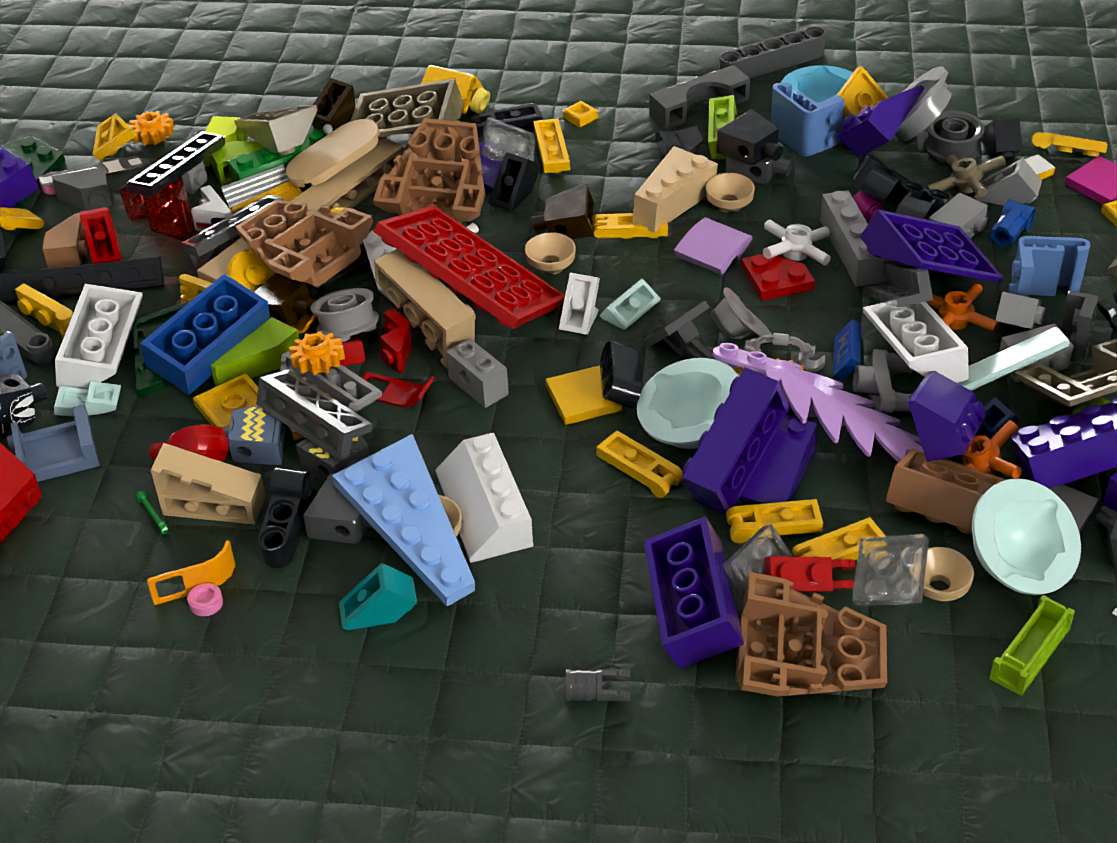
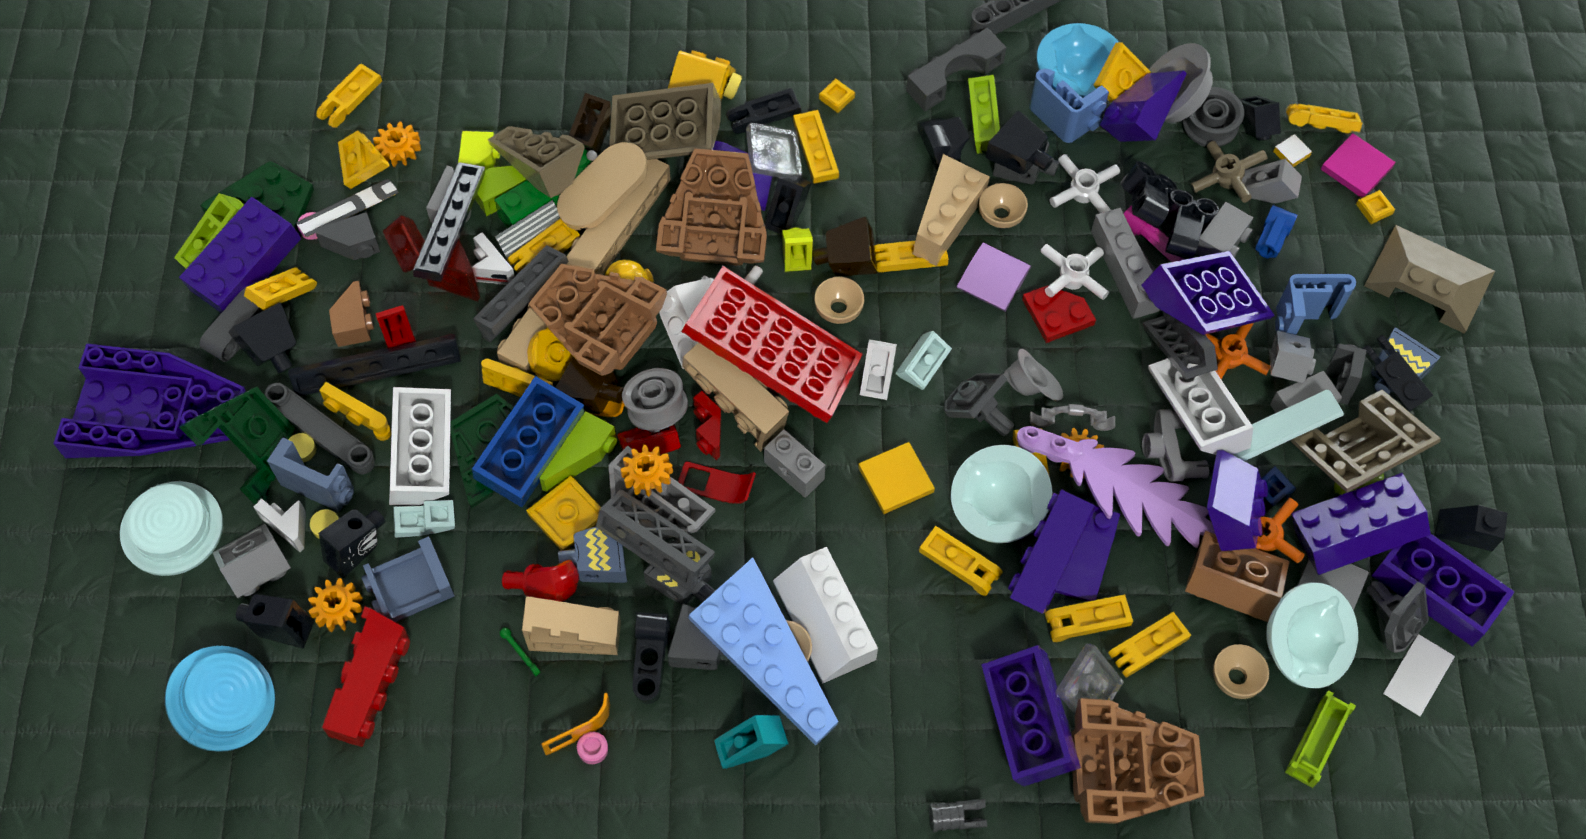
camera: 10 degrees left, 20 degrees up
(117, 96) = (348, 95): none -> yellow hinge
(515, 212) = (797, 249): none -> neon yellow slope
(620, 374) = (930, 458): black beam -> none
(810, 573) = (1128, 683): red hinge -> none
(815, 179) = (1084, 177): none -> white bar
(847, 350) = (1134, 409): blue tile -> none
(890, 570) = (1198, 676): clear plate -> none

